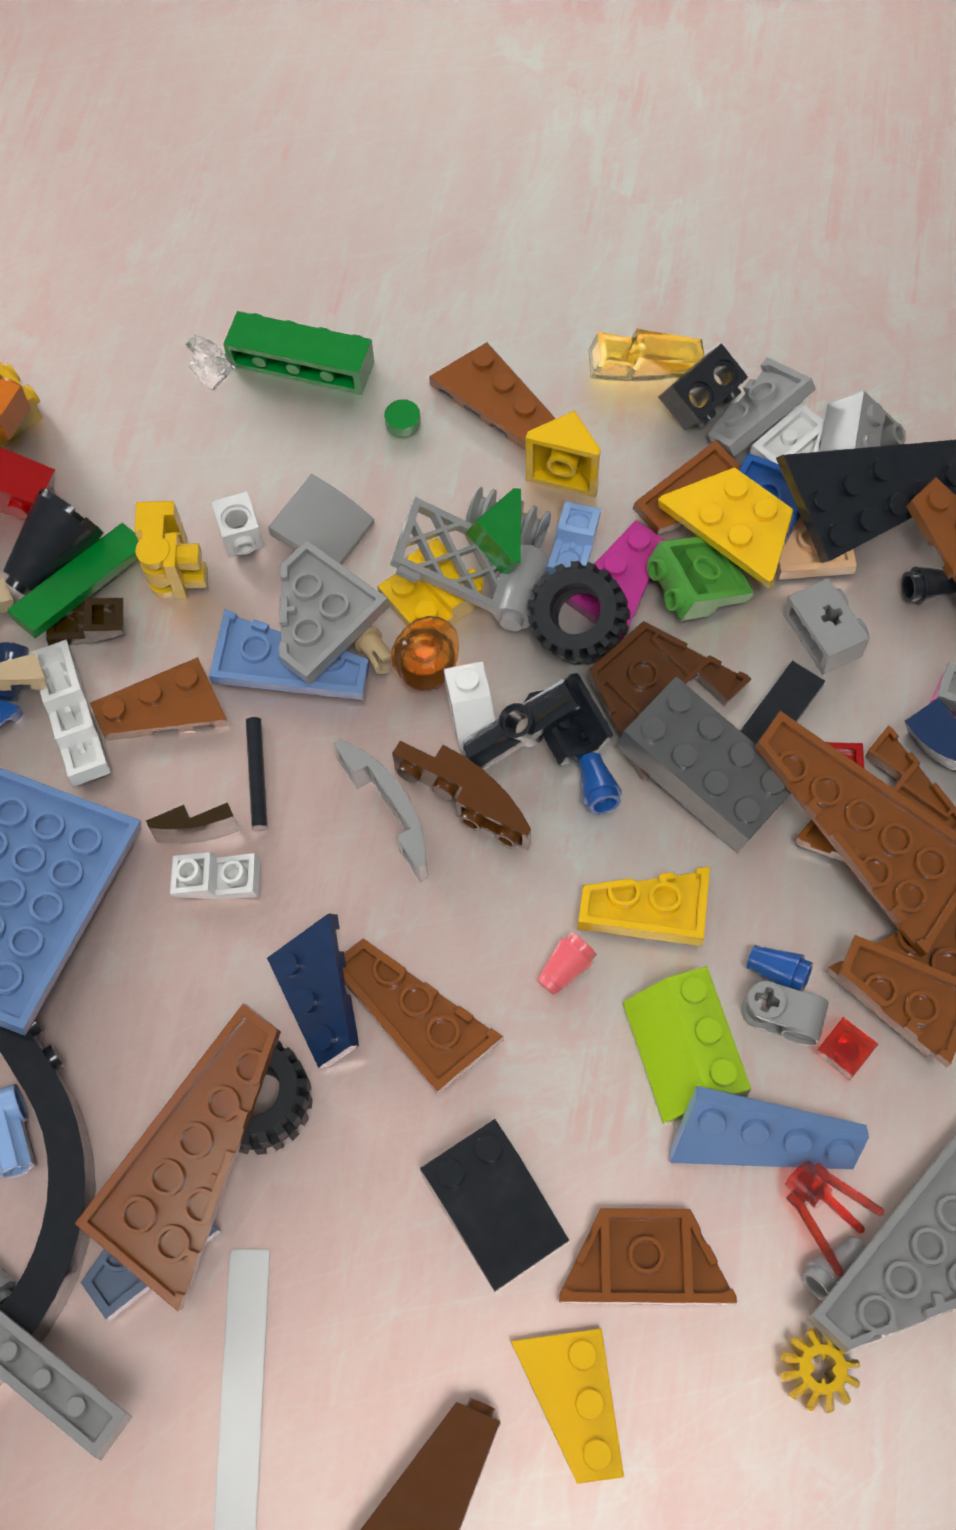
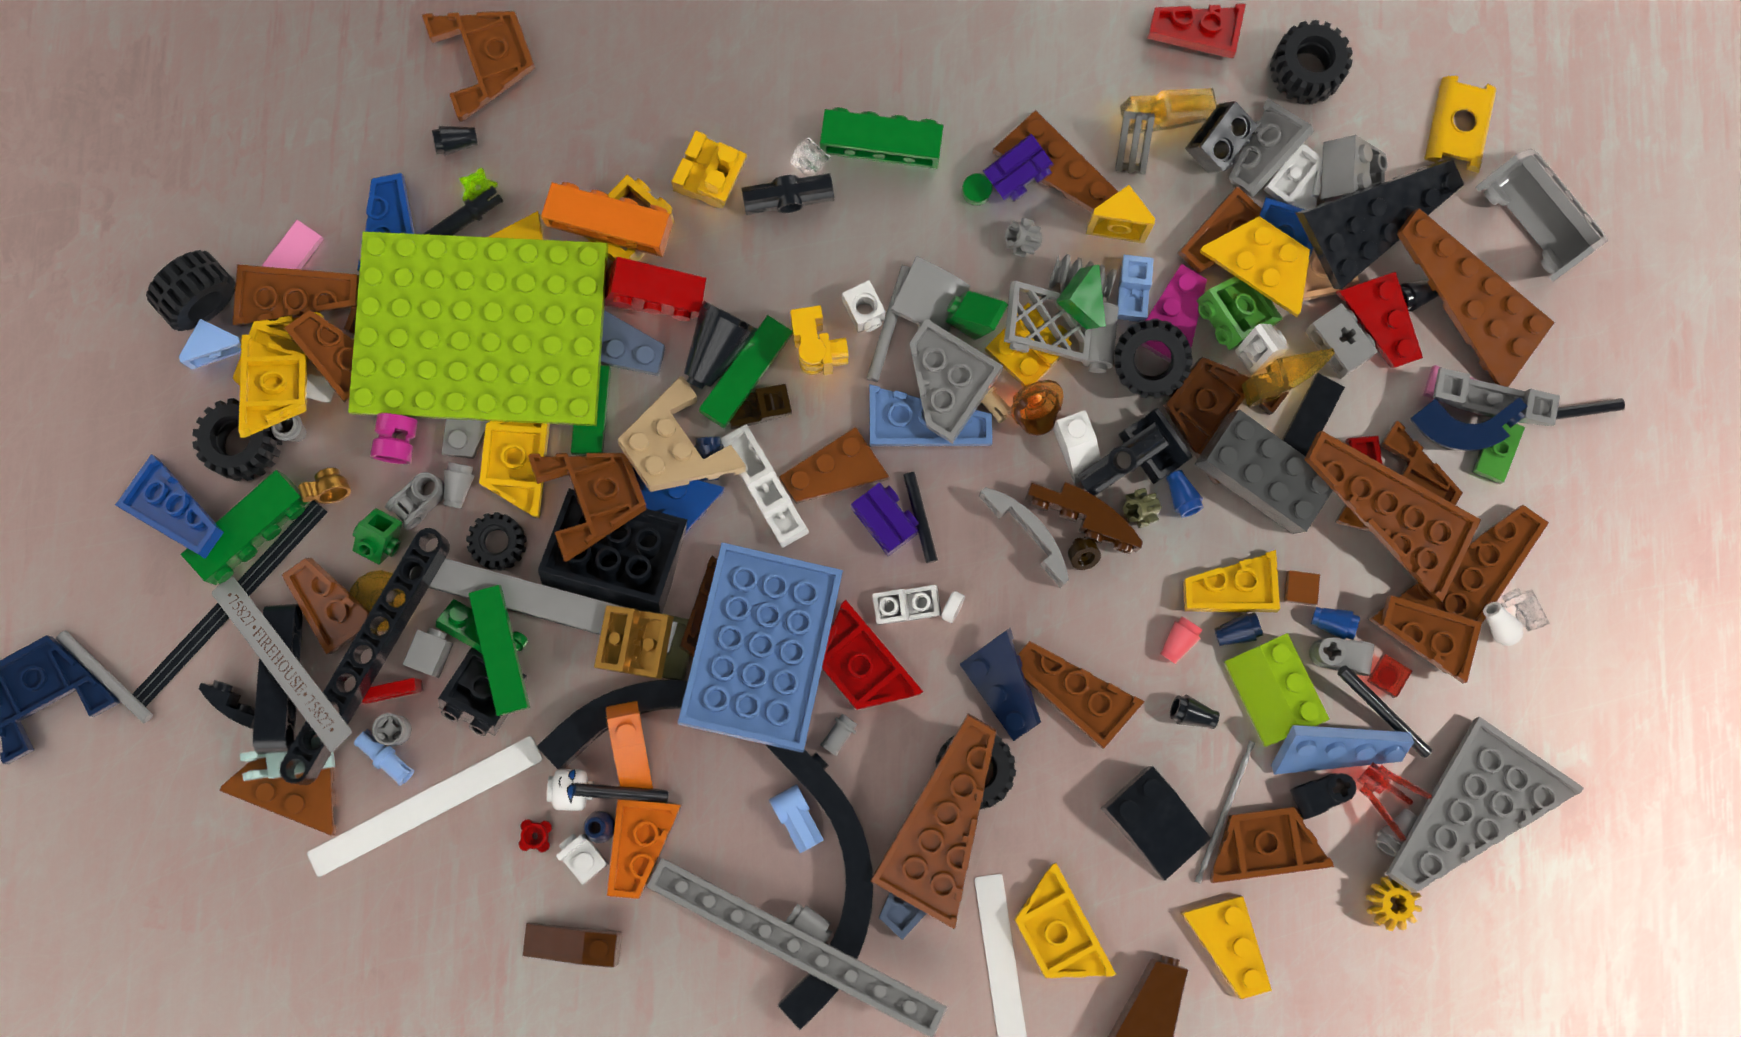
camera: 15 degrees left, 15 degrees up
(88, 1027) = (839, 734): none -> light grey pin
(89, 363) = (708, 170): none -> yellow hips
(140, 942) = (863, 664): none -> red wing
(177, 398) = (788, 194): none -> black piece
(178, 827) = (875, 570): dark brown slope -> none
(208, 766) = (884, 518): none -> dark purple brick
(254, 571) = (887, 330): none -> light grey bar
(272, 884) = (953, 607): none -> white tile
(331, 1343) = (1060, 932): none -> yellow wing
(367, 542) = (975, 314): none -> green slope
(445, 469) = (1023, 237): none -> light grey gear
(452, 394) = (1019, 168): none -> dark purple brick
(455, 840) = (1084, 554): none -> dark brown tile
(539, 791) = (1142, 507): none -> olive gear
(568, 1062) = (1193, 713): none -> black cone
(591, 412) = (1132, 166): none -> dark grey tile
(594, 1207) = (1224, 813): none -> light grey piece
(646, 961) = (1239, 630): none -> dark blue cone
(699, 282) = (1205, 30): none -> red wing
(719, 615) = (1261, 347): none -> white slope
(725, 1199) = (1318, 795): none -> black piece
(740, 920) = (1302, 588): none -> dark orange tile
(746, 653) = (1284, 376): none -> clear yellow slope
(828, 300) = (1320, 42): none -> black tyre
(832, 1091) = (1382, 709): none -> black bar
(884, 600) = (1385, 317): none -> red wing

